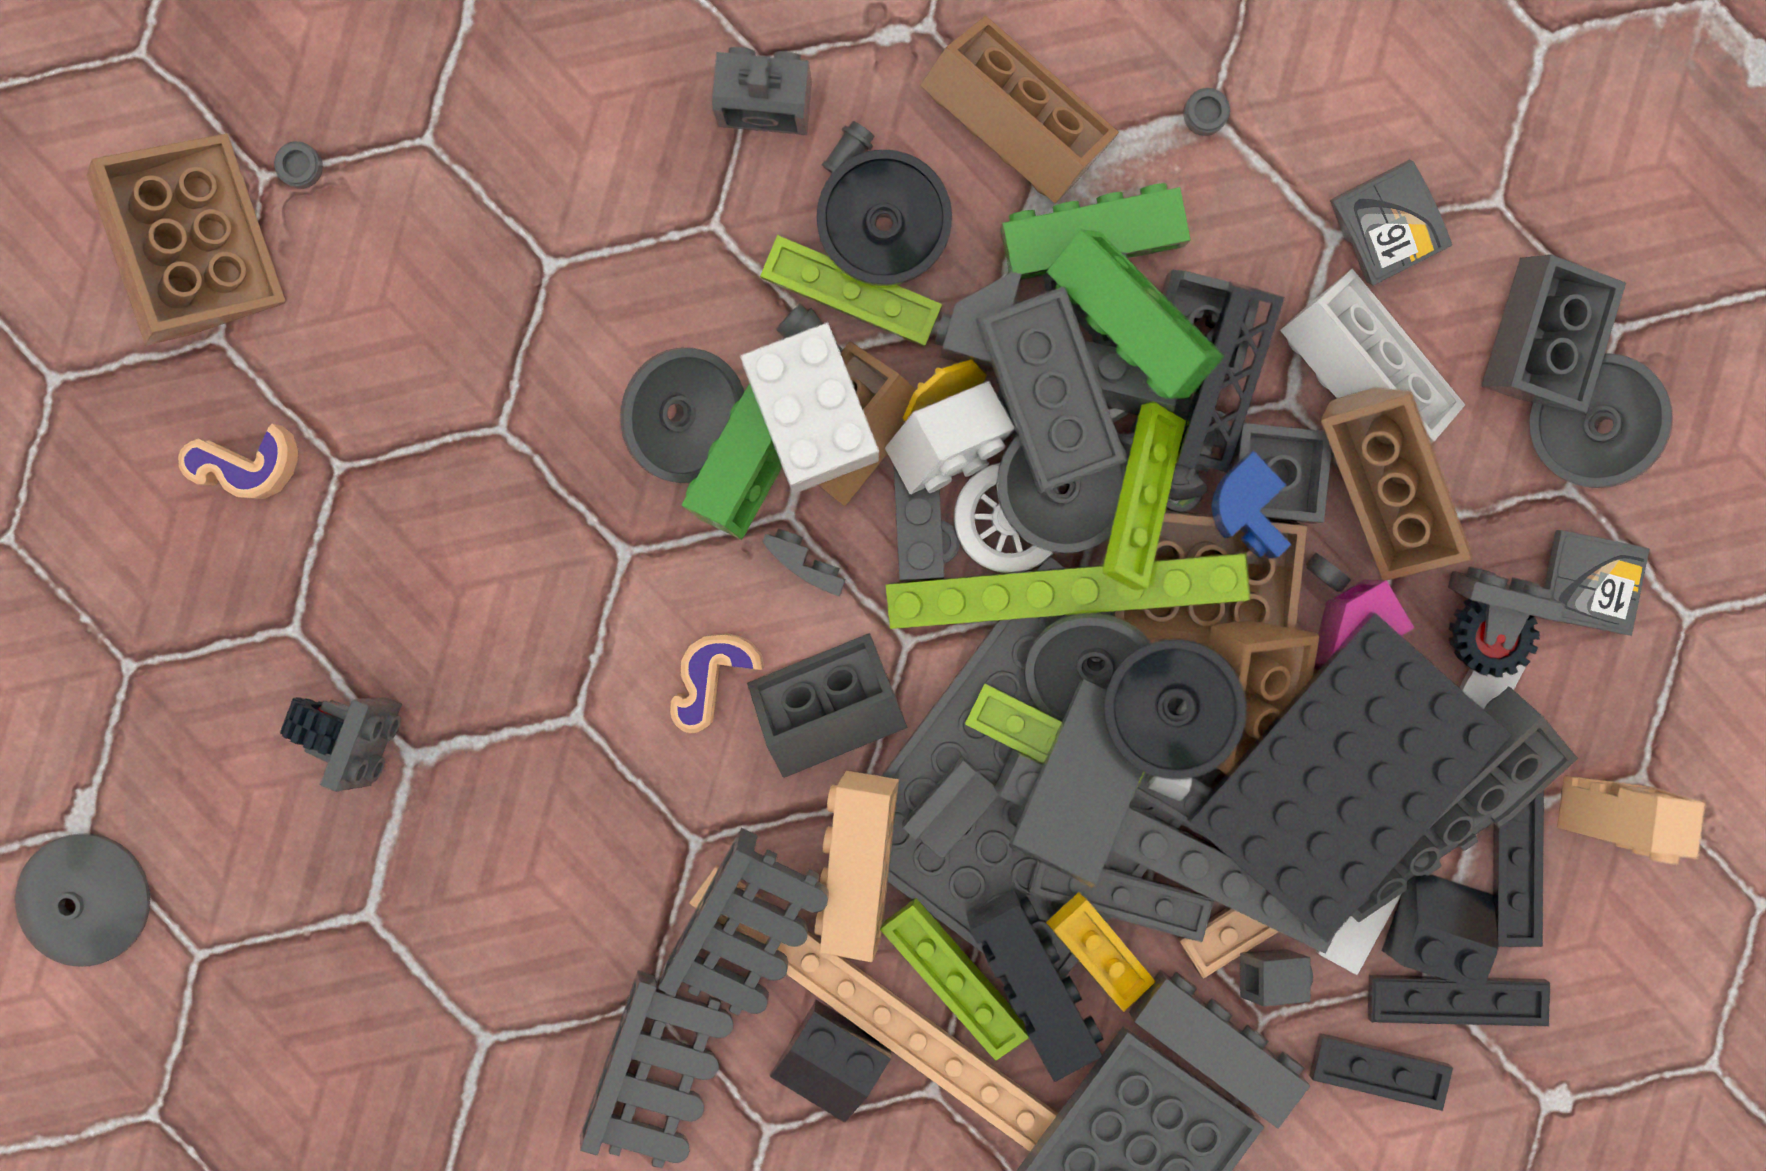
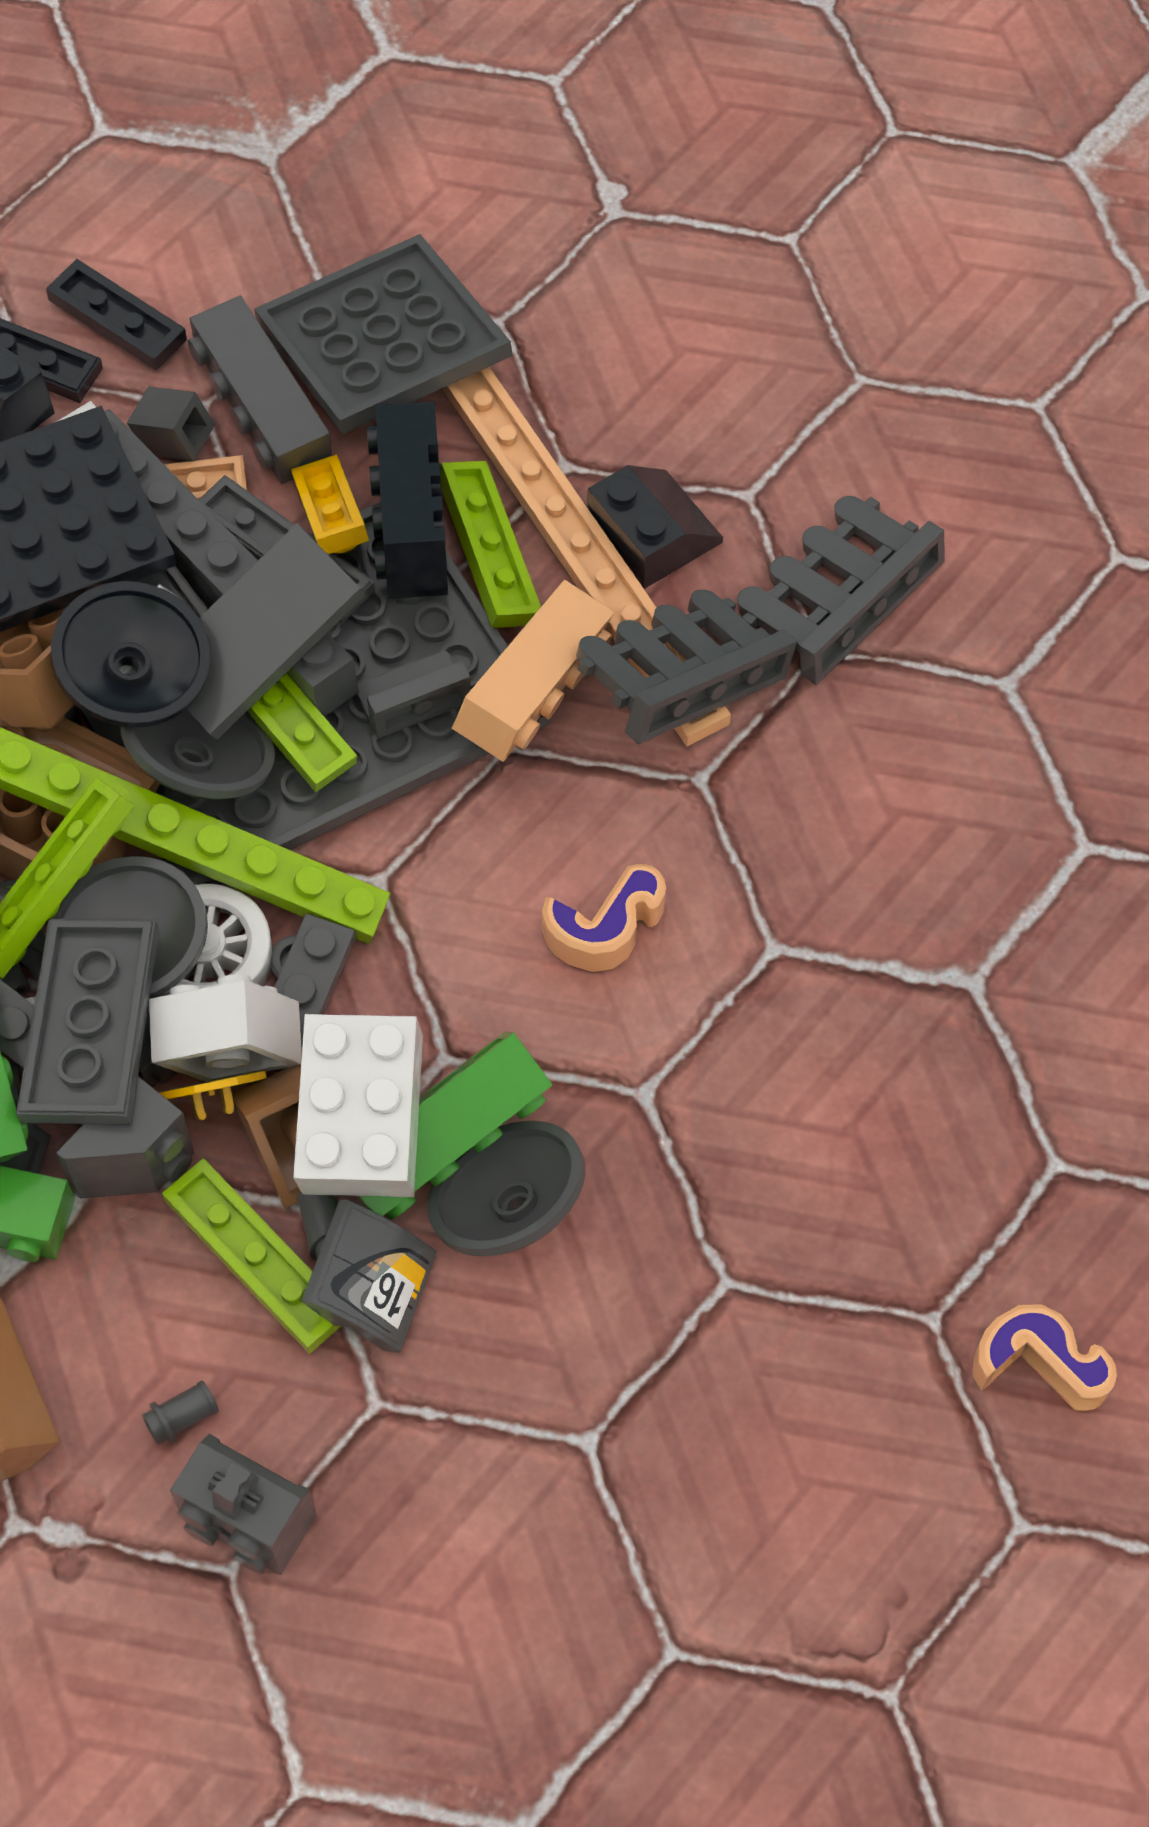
camera: 160 degrees left, 25 degrees down
(184, 236) = (1014, 1651): medium nougat slope -> none
(298, 165) = (840, 1686): dark grey tile -> none
(344, 737) = (1038, 1014): dark grey plate -> none
(754, 302) = (369, 1276): none -> dark grey slope
(791, 554) = (456, 1001): dark grey slope -> none
(826, 706) = (493, 845): dark grey slope -> none
(889, 187) = (171, 1272): black dish -> none

